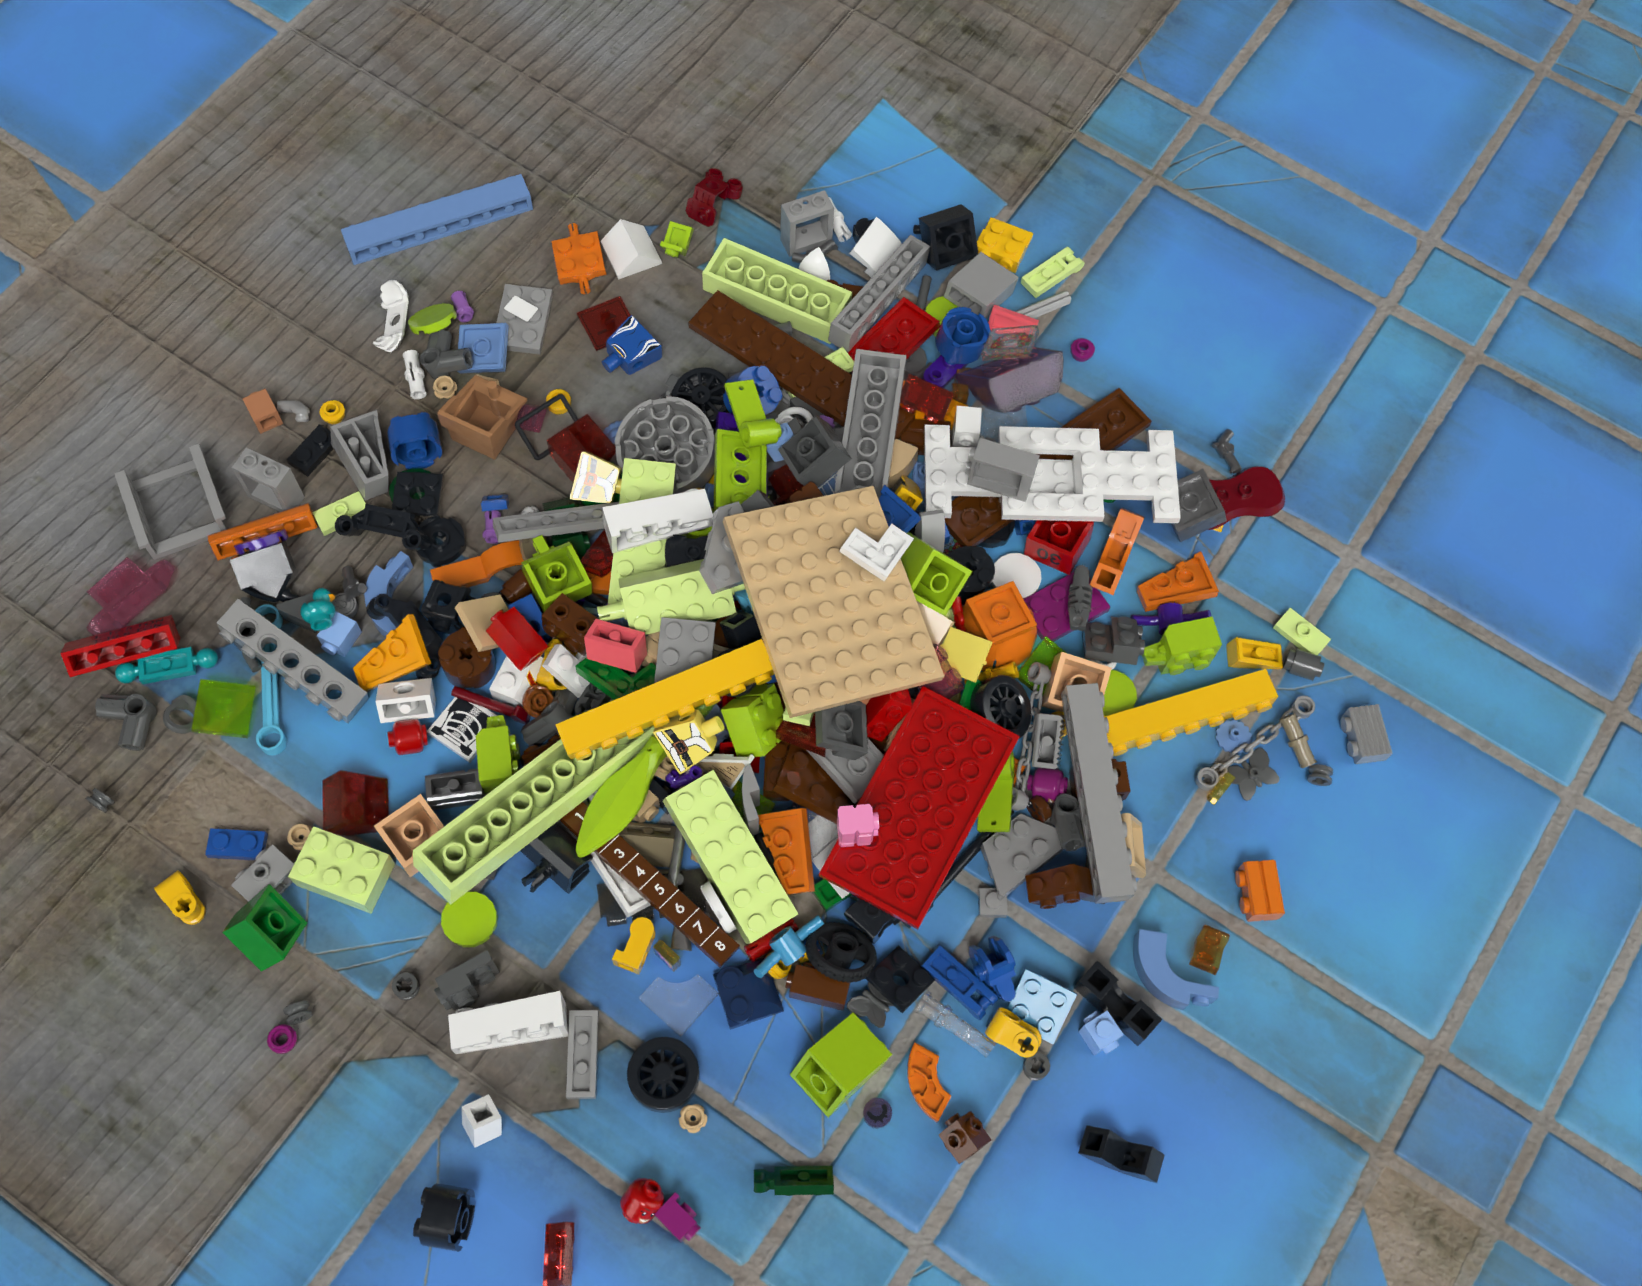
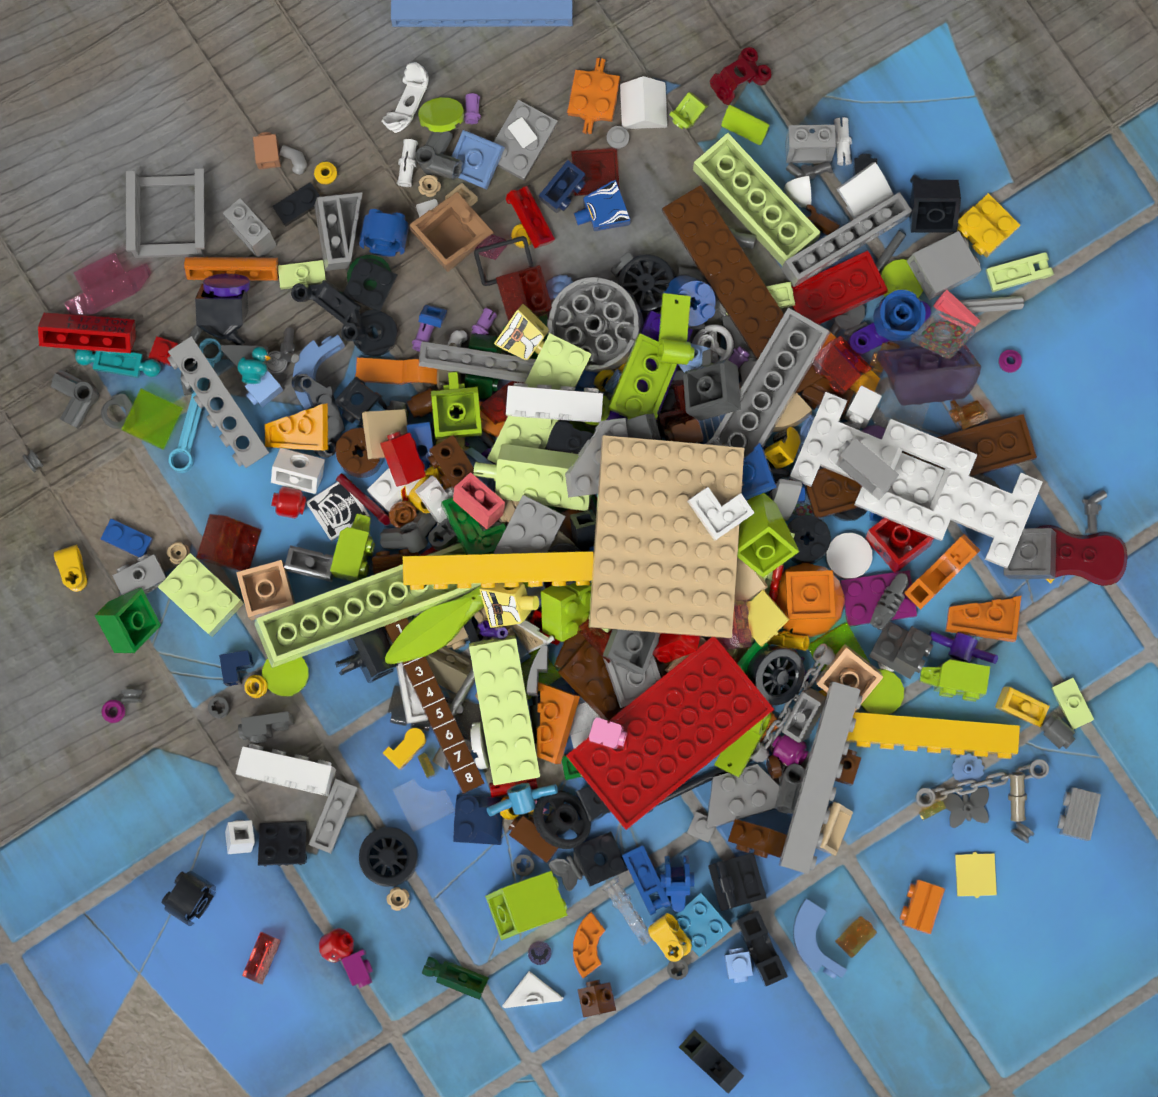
camera: 30 degrees right, 15 degrees up
(211, 639) = (160, 350): none -> red plate
(405, 929) = (232, 664): none -> dark blue piece
(433, 948) = (250, 686): none -> yellow plate
(534, 1110) = (282, 843): none -> black hinge
(551, 489) = (484, 322): none -> medium lavender pin
(559, 379) = (530, 217): none -> red hinge
(580, 340) = (562, 186): none -> dark blue brick
(617, 285) = (617, 137): none -> light grey plate
(741, 232) = (745, 125): none -> lime slope
(826, 1025) = (528, 870): none -> dark grey bush
(888, 1161) = (531, 992): none -> white tile
(1056, 944) = (737, 881): none -> black plate
(1068, 407) = (967, 415): none -> clear orange bracket
(1295, 838) = (975, 874): none -> light yellow piece

